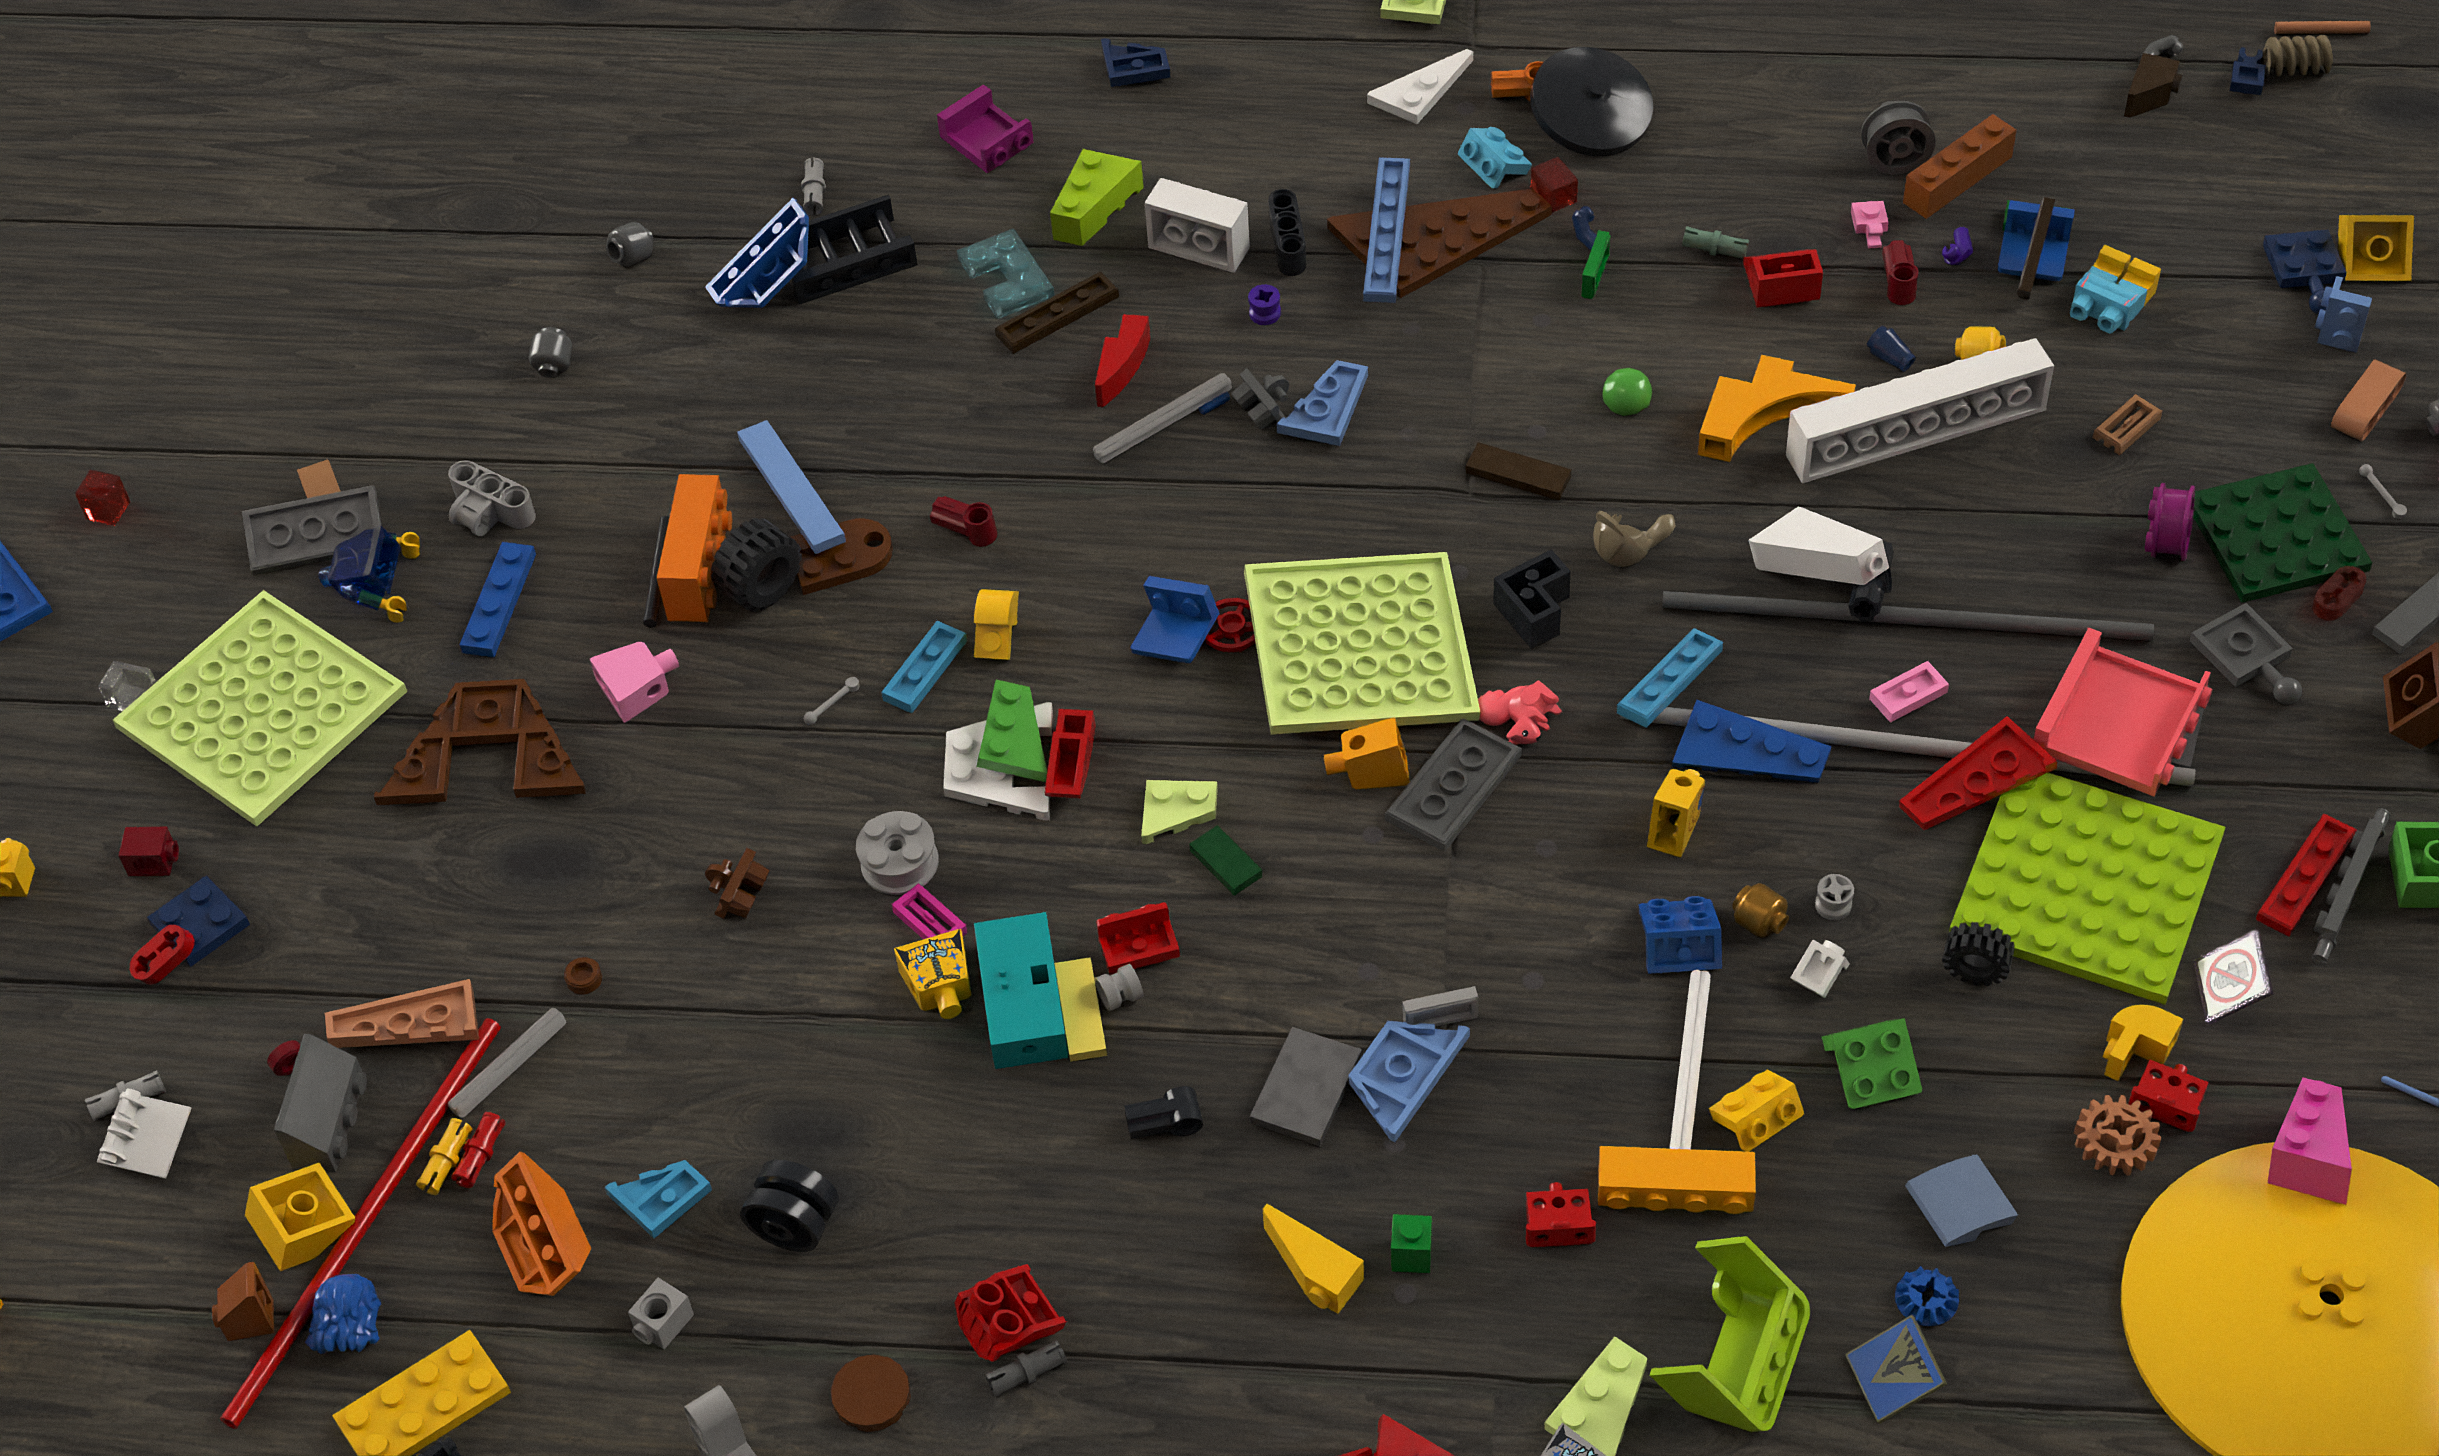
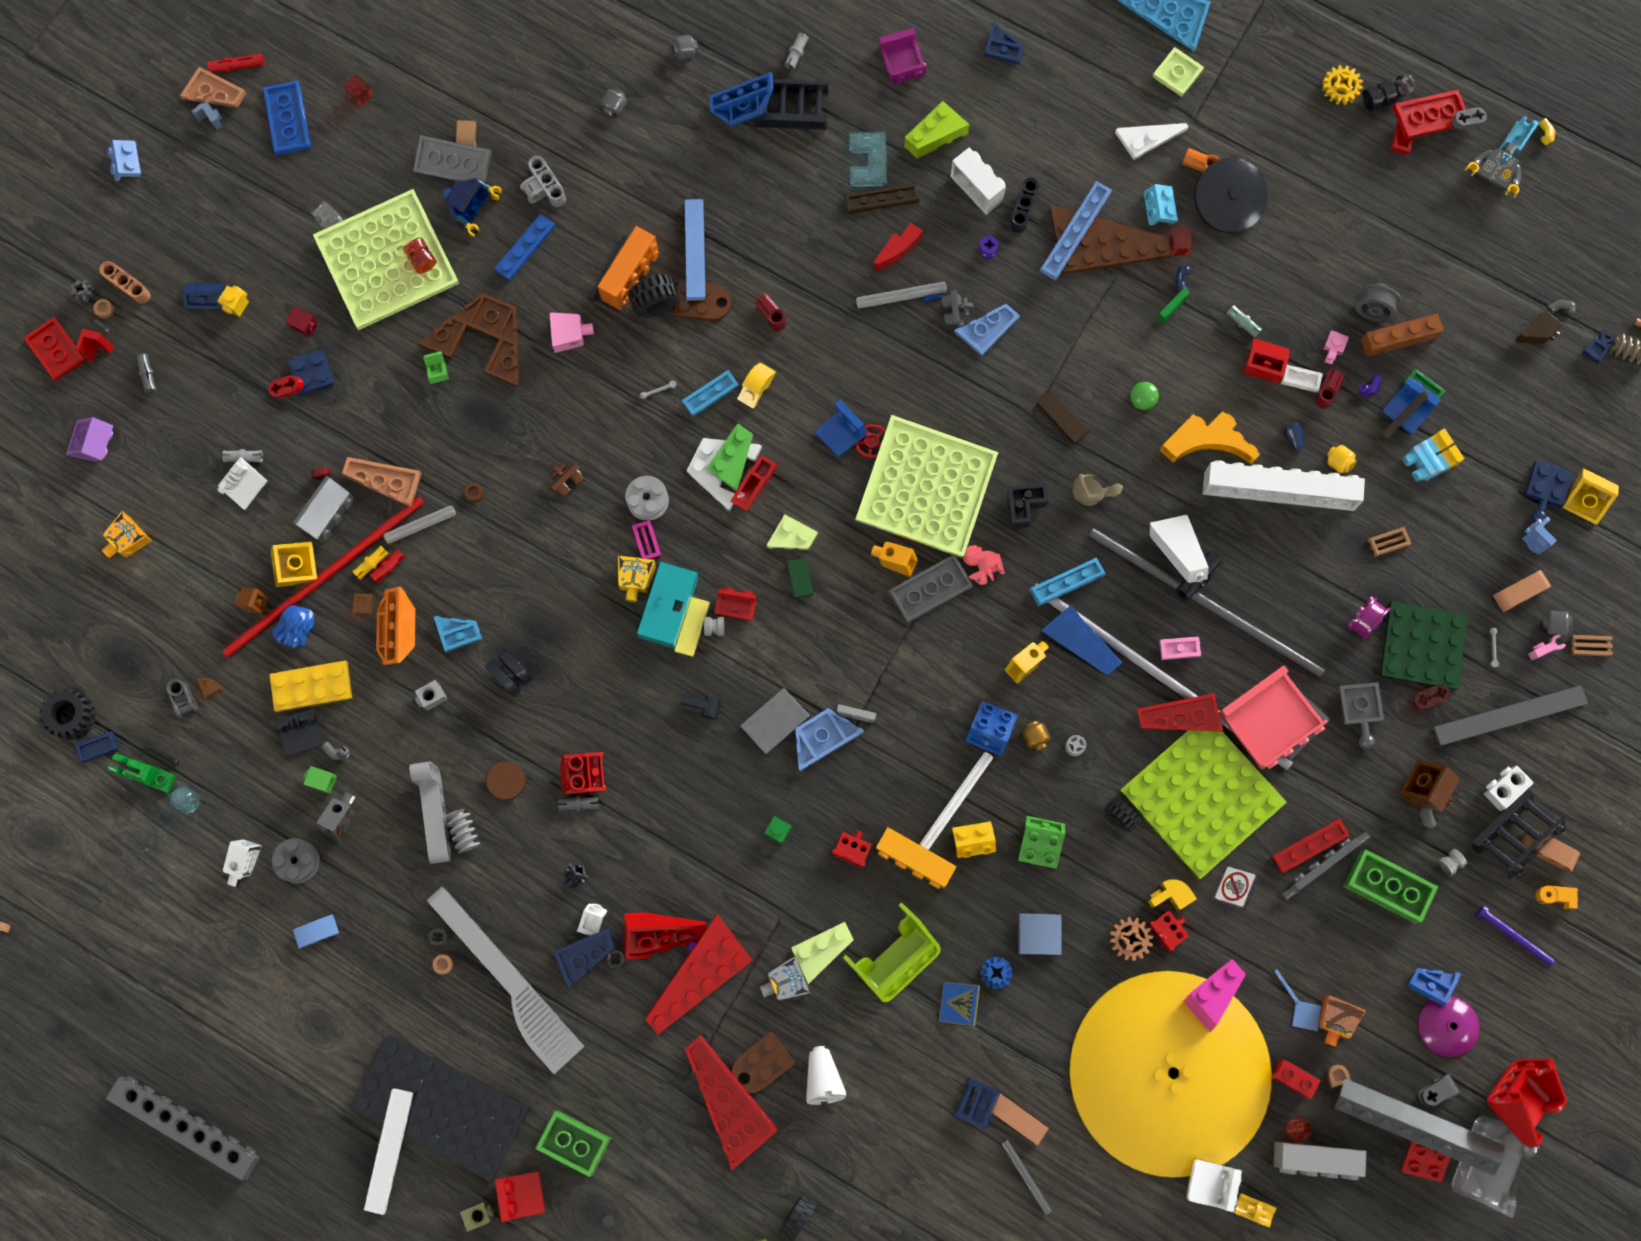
camera: 25 degrees right, 25 degrees up
(321, 666) = (419, 255): none -> clear red wheel
(423, 818) = (436, 367): none -> bright green bracket
(460, 1229) = (363, 603): none -> clear orange tile
(1320, 1266) = (731, 820): yellow slope -> none
(1820, 967) = (1046, 780): white bracket -> none
(1852, 277) = (1302, 378): none -> white plate

